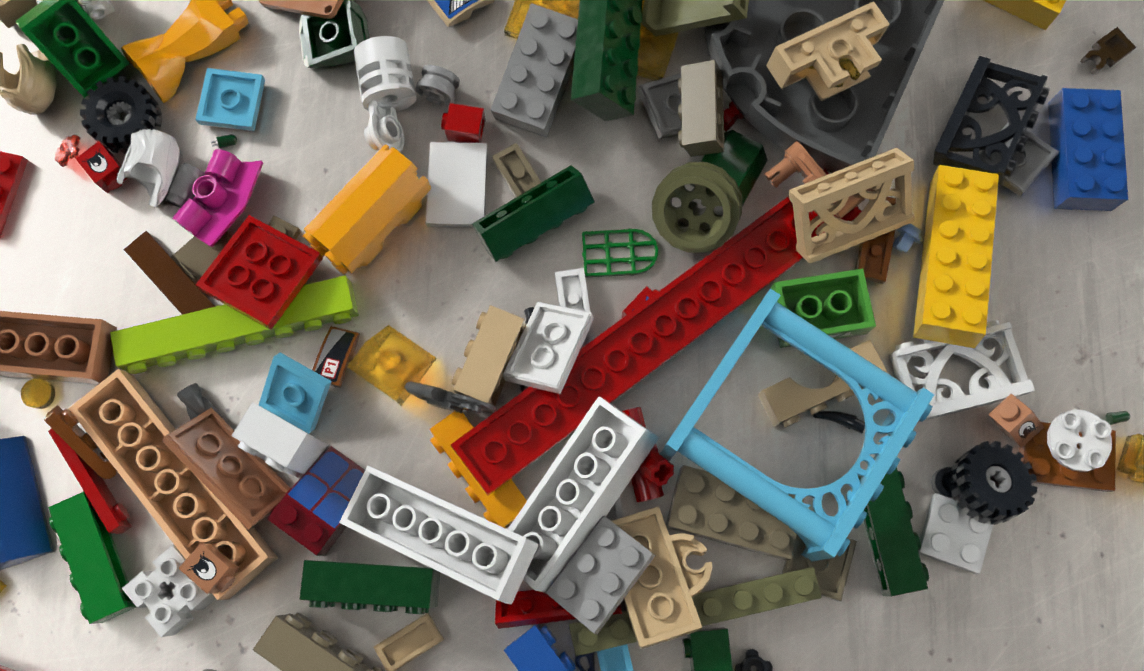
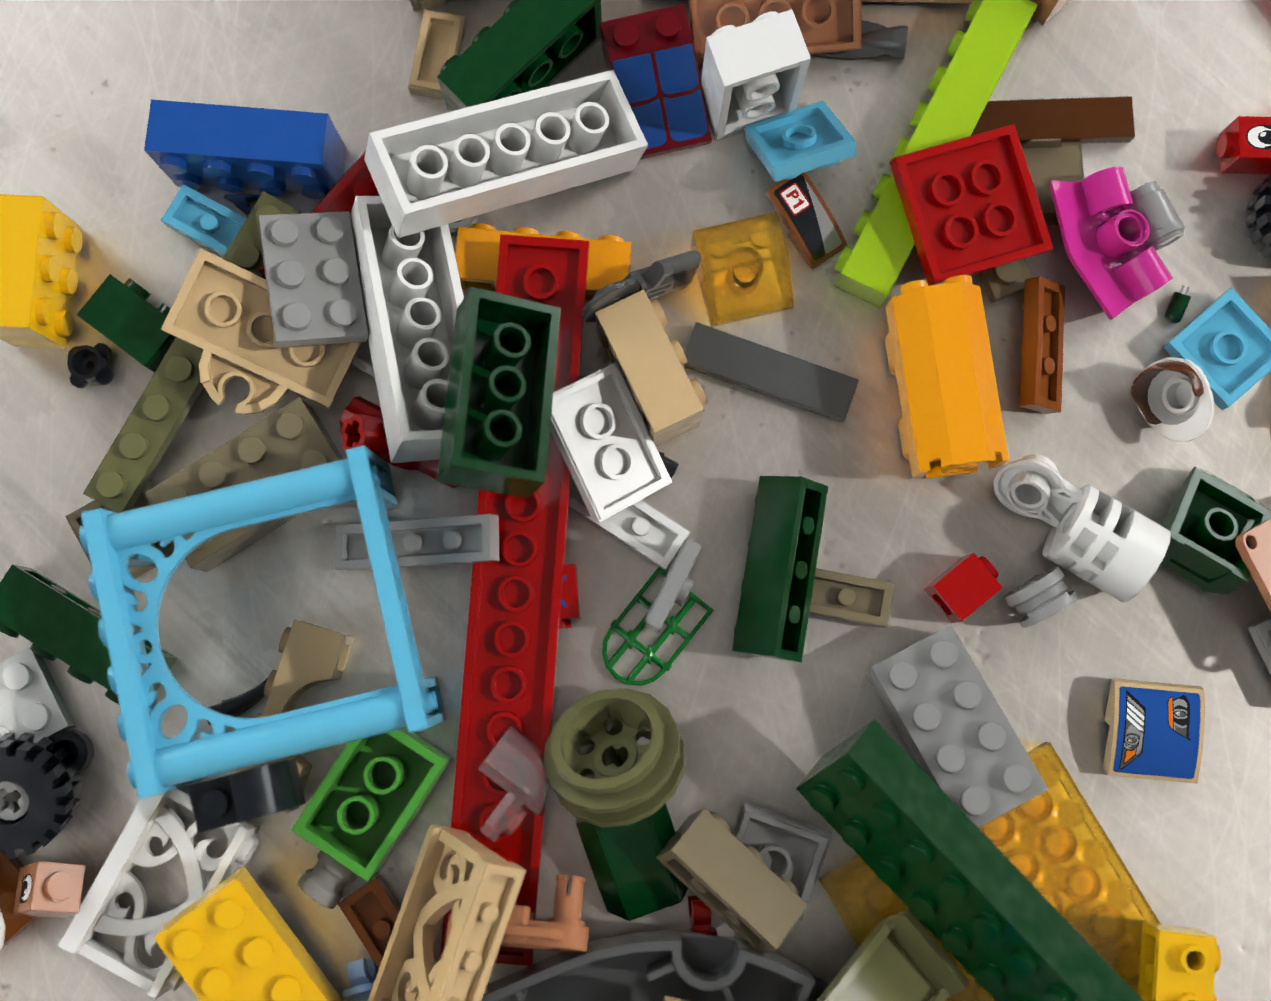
camera: 130 degrees right, 5 degrees up
(152, 162) = (1218, 204): white hair -> none
(280, 100) = (1175, 398): none -> white piece
(304, 185) = (1042, 345): none -> dark orange plate
(435, 307) = (770, 372): none -> dark grey tile
(457, 184) = (897, 518): white tile -> none
(575, 404) = (499, 394): none -> dark green brick
(591, 251) = (674, 587): none -> light grey plate
(682, 390) = (424, 542): none -> light grey plate
(747, 242) = (521, 771): none -> clear brick
(882, 296) = (326, 881): none -> light grey wheel
(885, 354) = (246, 795): none -> black brick

